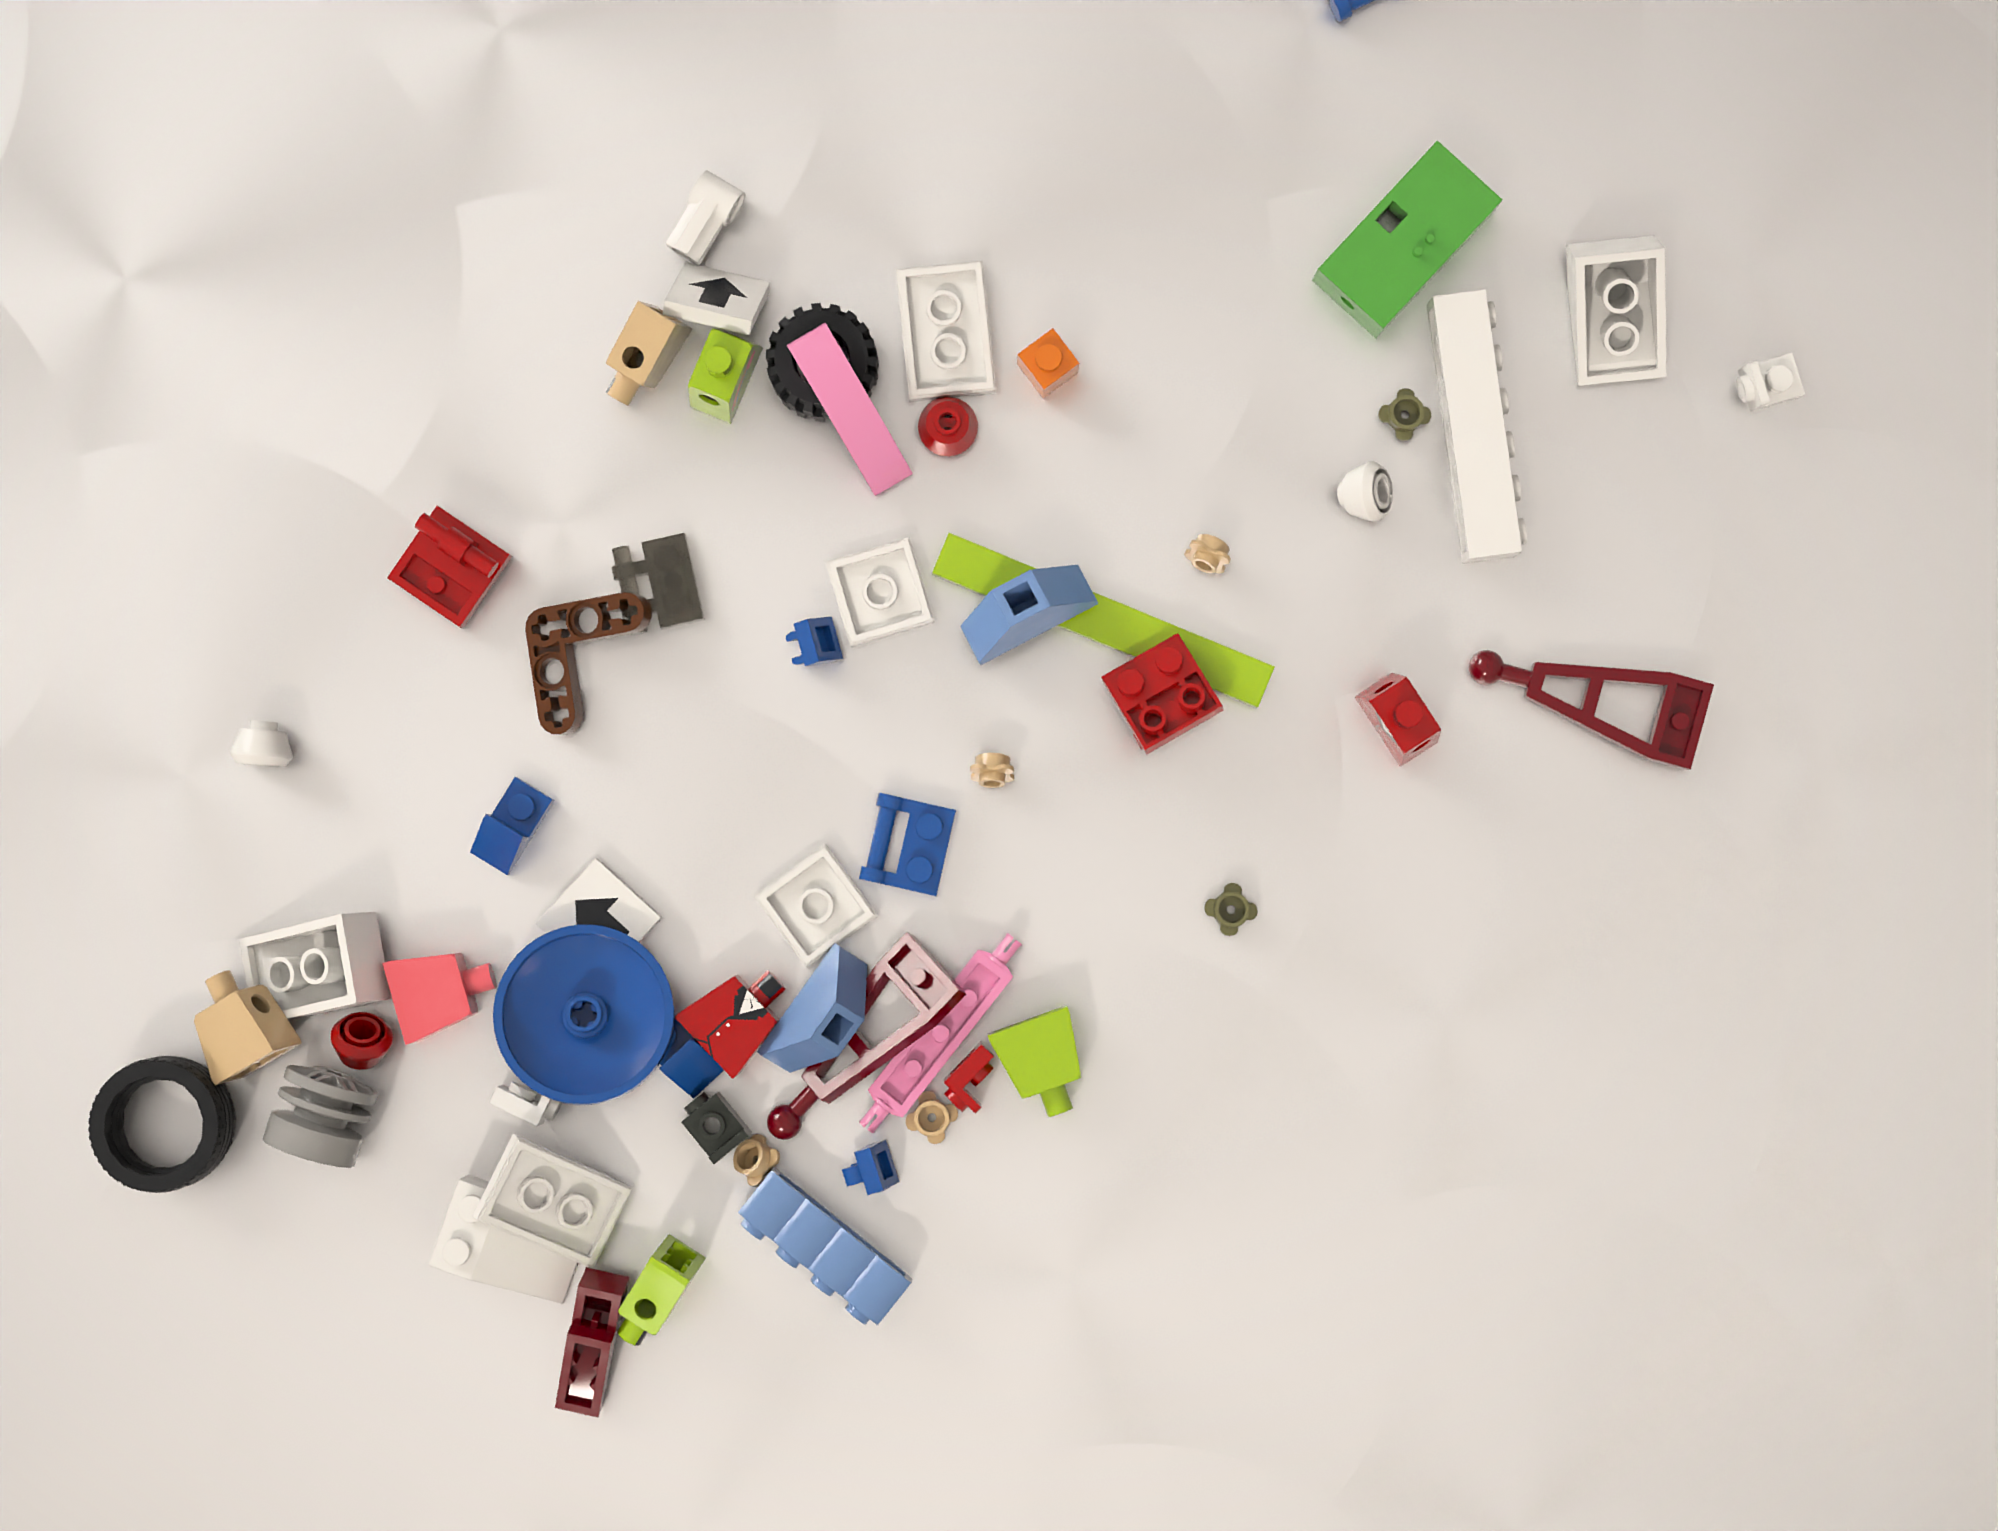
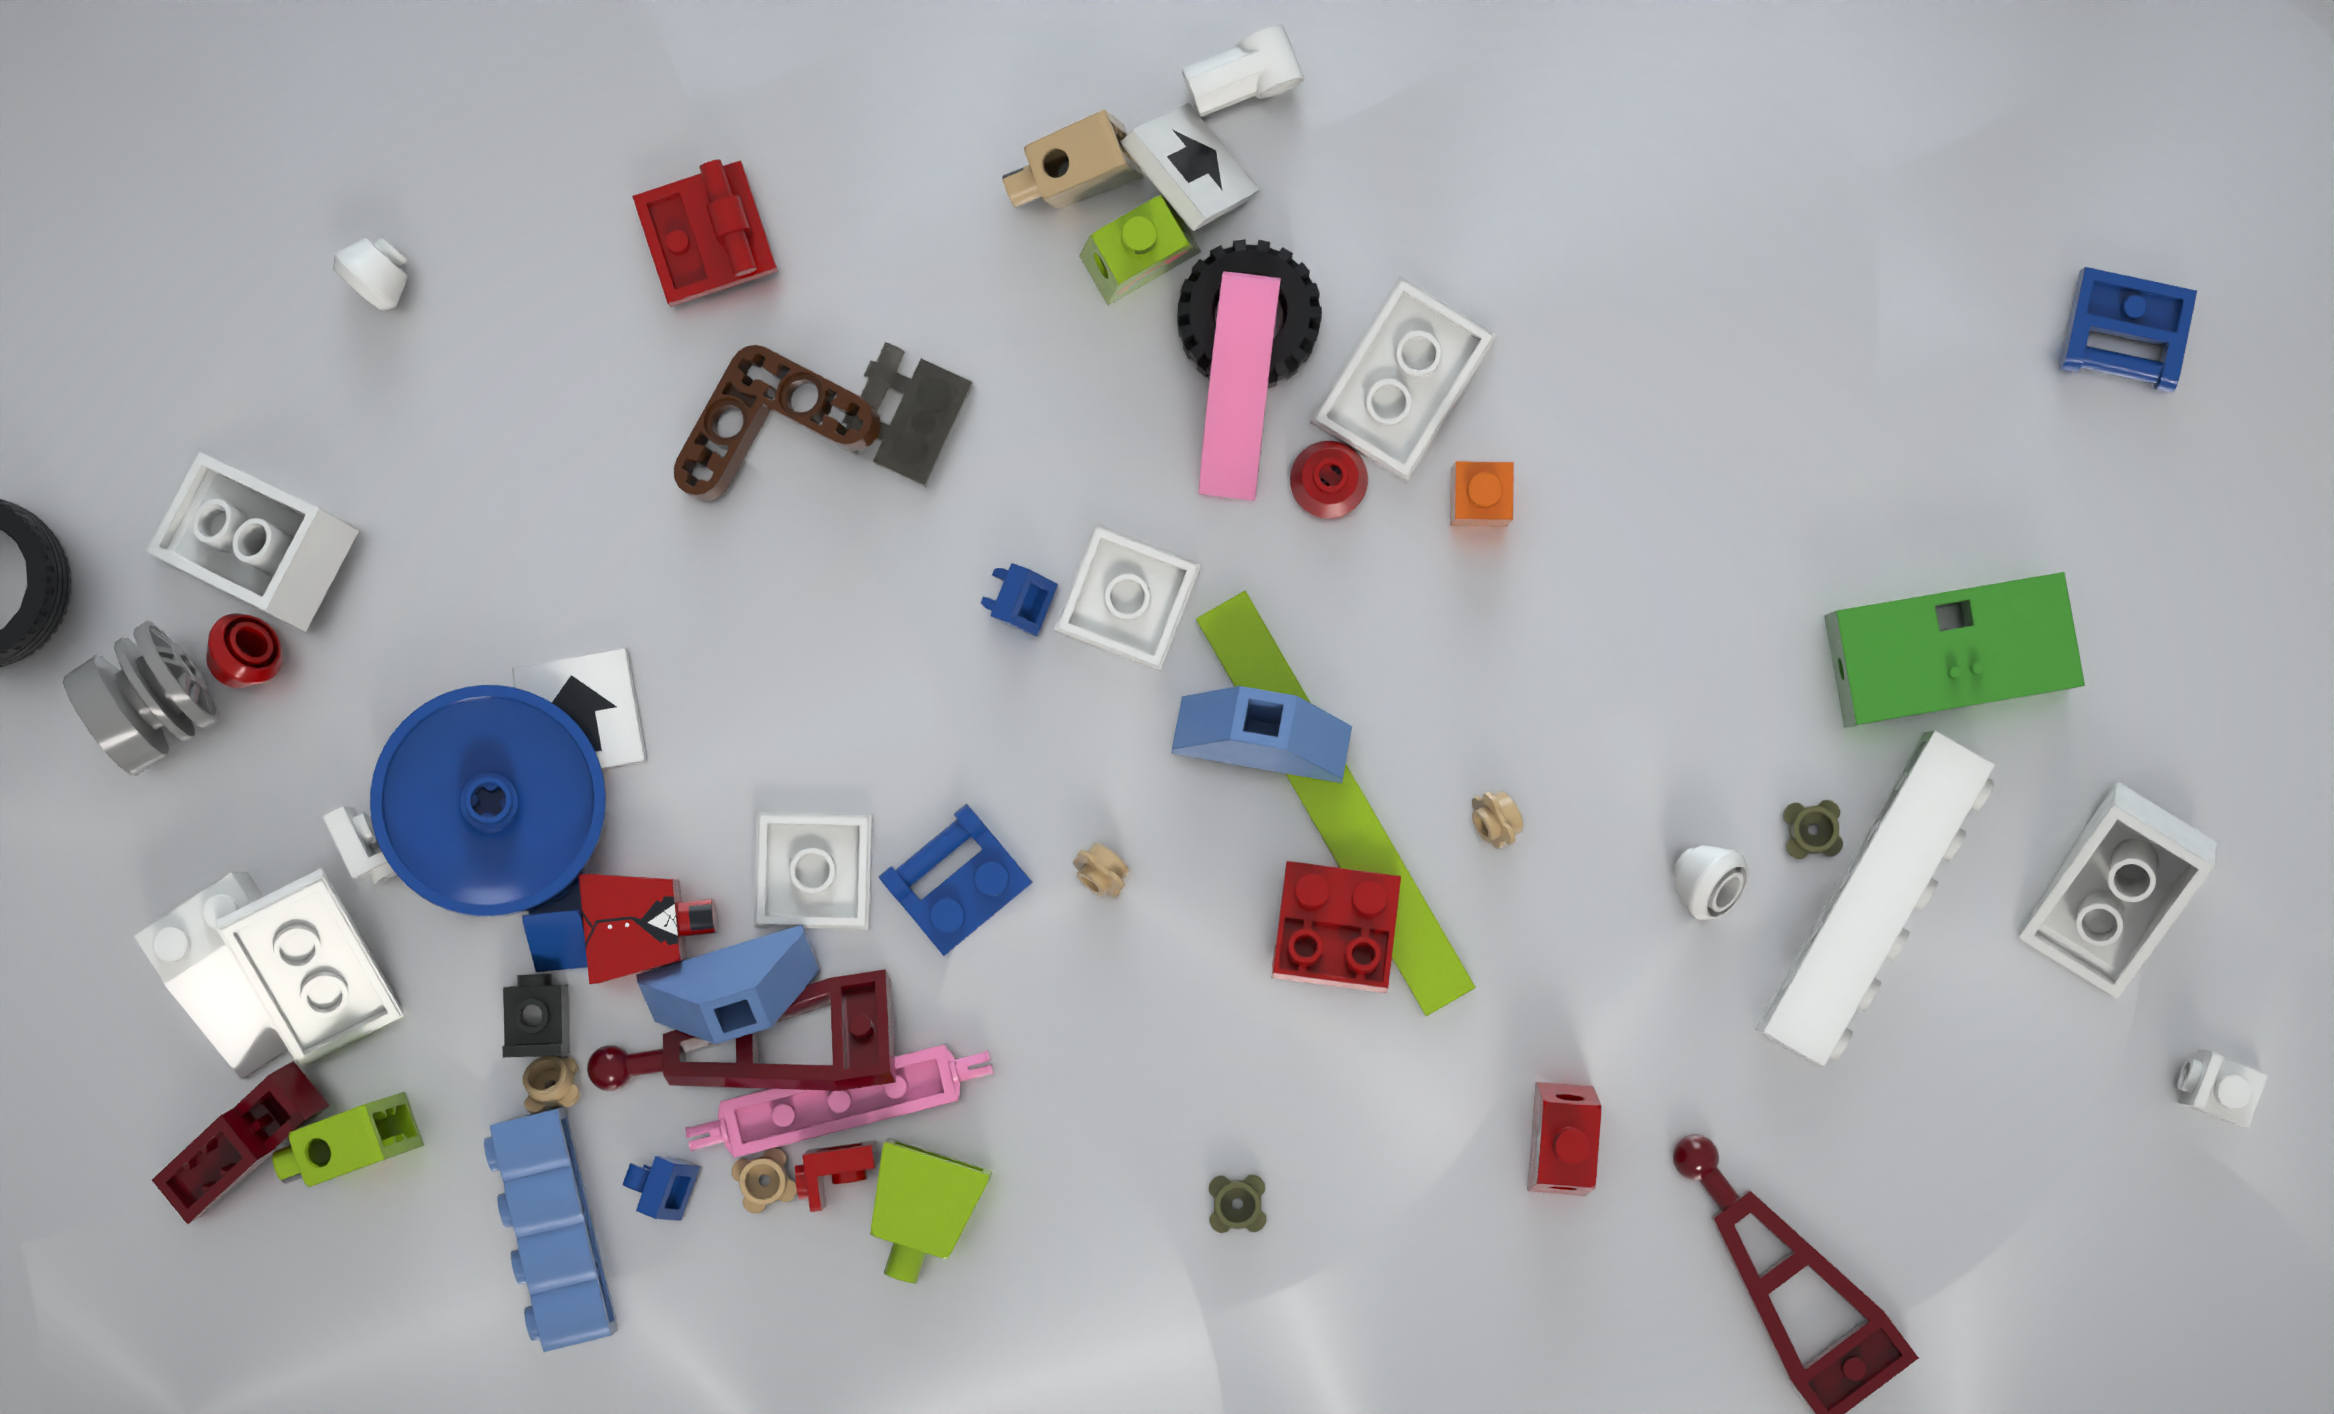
camera: 40 degrees right, 0 degrees up
(241, 1029) = (130, 546): tan torso -> none
(435, 992) = (356, 659): coral torso -> none
(511, 825) = (565, 547): blue slope -> none

